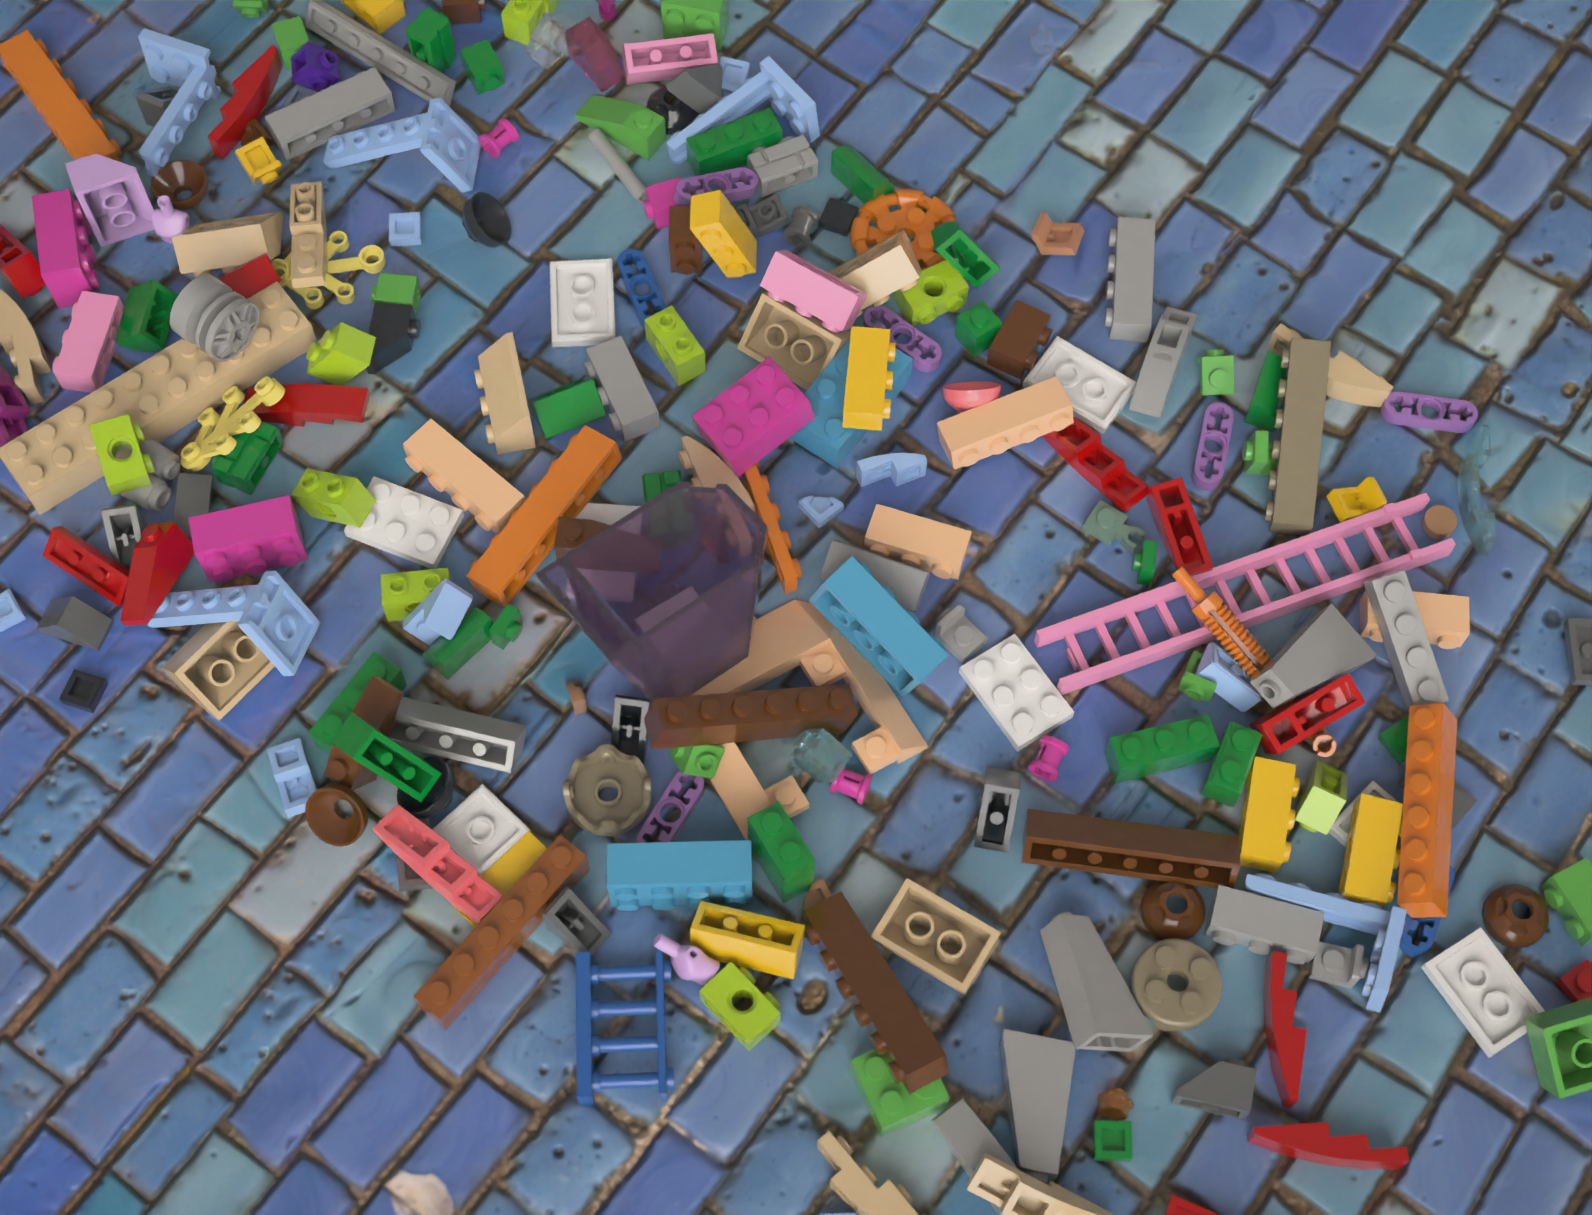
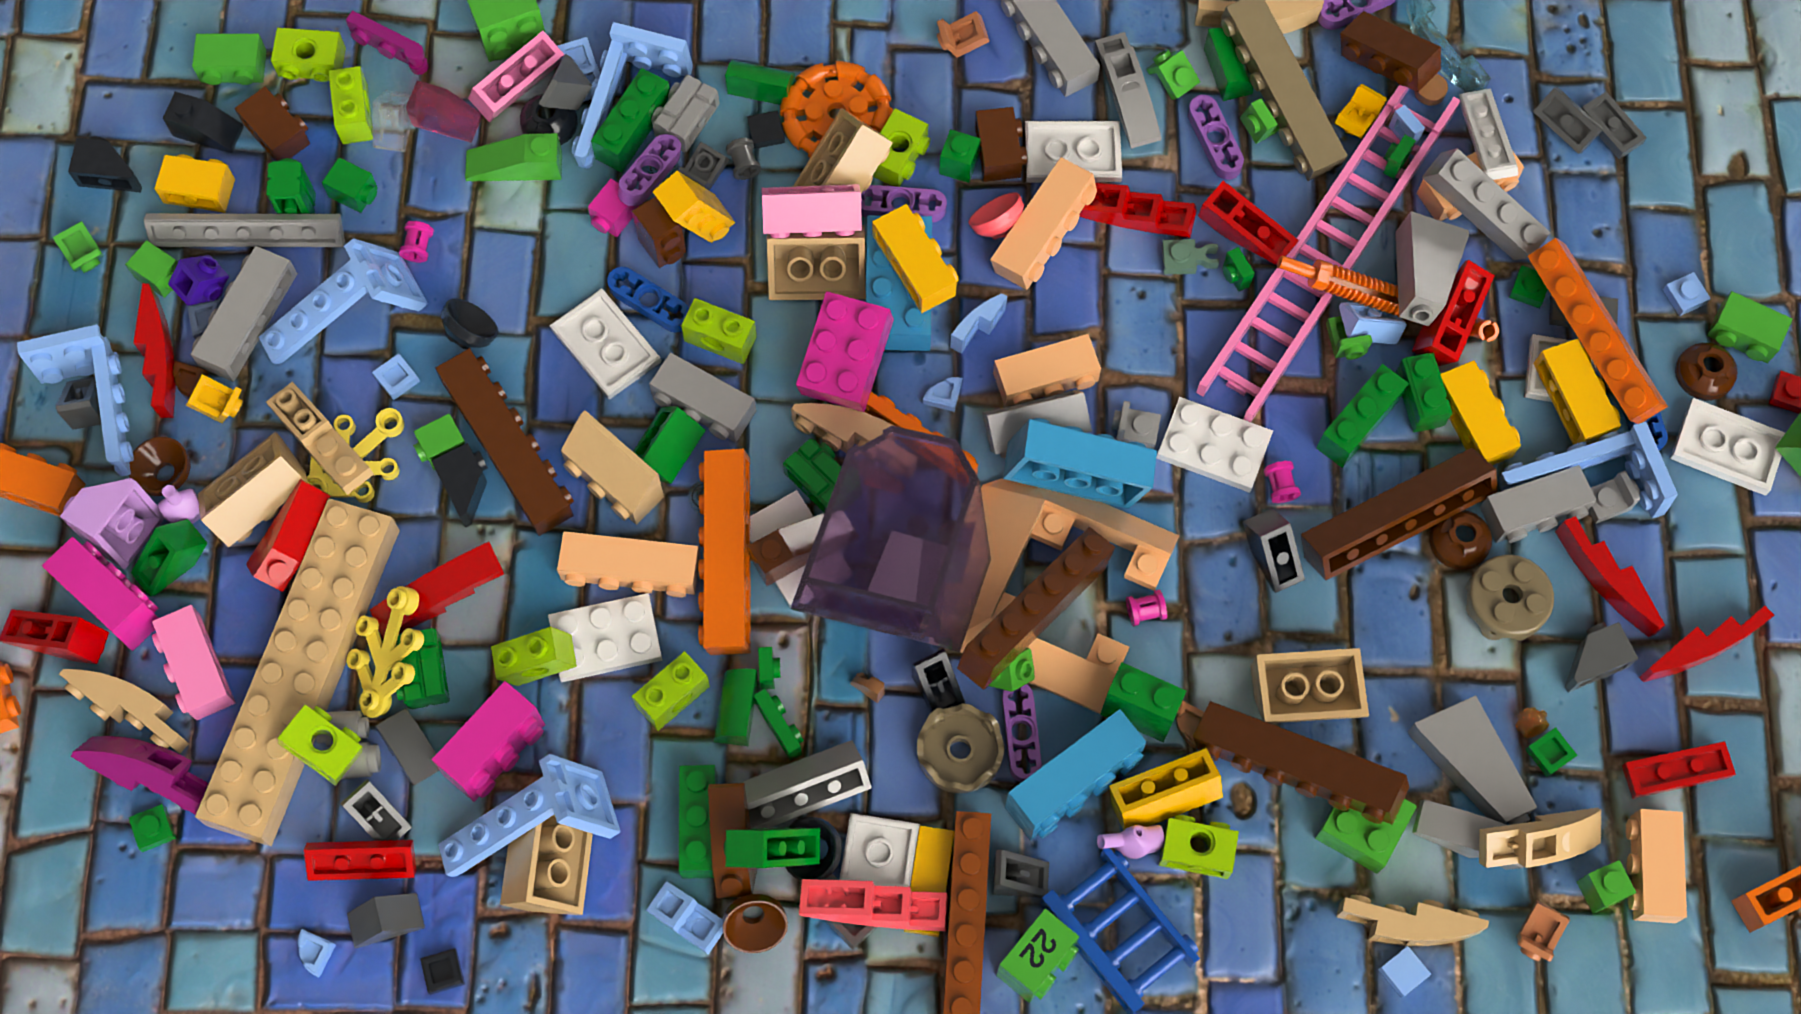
camera: 35 degrees left, 5 degrees up
(136, 253) = (168, 555): none -> green slope
(146, 317) = (226, 607): green brick -> none
(154, 569) = (427, 825): red slope -> none
(214, 317) = (312, 567): light grey wheel -> none
(340, 354) = (440, 527): lime brick -> none
(438, 613) = (707, 695): light blue slope -> none
(444, 327) = (505, 442): none -> reddish brown brick
(480, 689) = (772, 712): none -> green plate
(534, 997) = (1037, 956): none -> bright green brick
(618, 165) = (541, 200): light grey piece -> none
(819, 755) = (1111, 602): clear light blue brick -> none
(964, 253) = (904, 97): green brick -> none
(1091, 987) = (1450, 642): light grey slope -> none
(1322, 798) = (1509, 373): lime slope -> none
(1361, 556) = (1398, 155): none -> green plate
(1387, 536) = (1406, 123): none -> light blue tile
(1420, 465) = (1390, 51): none -> reddish brown brick
(1456, 586) = (1488, 134): none -> white tile
(1546, 622) = (1568, 120): none -> dark grey plate
(1547, 838) = (1686, 294): none -> light blue plate

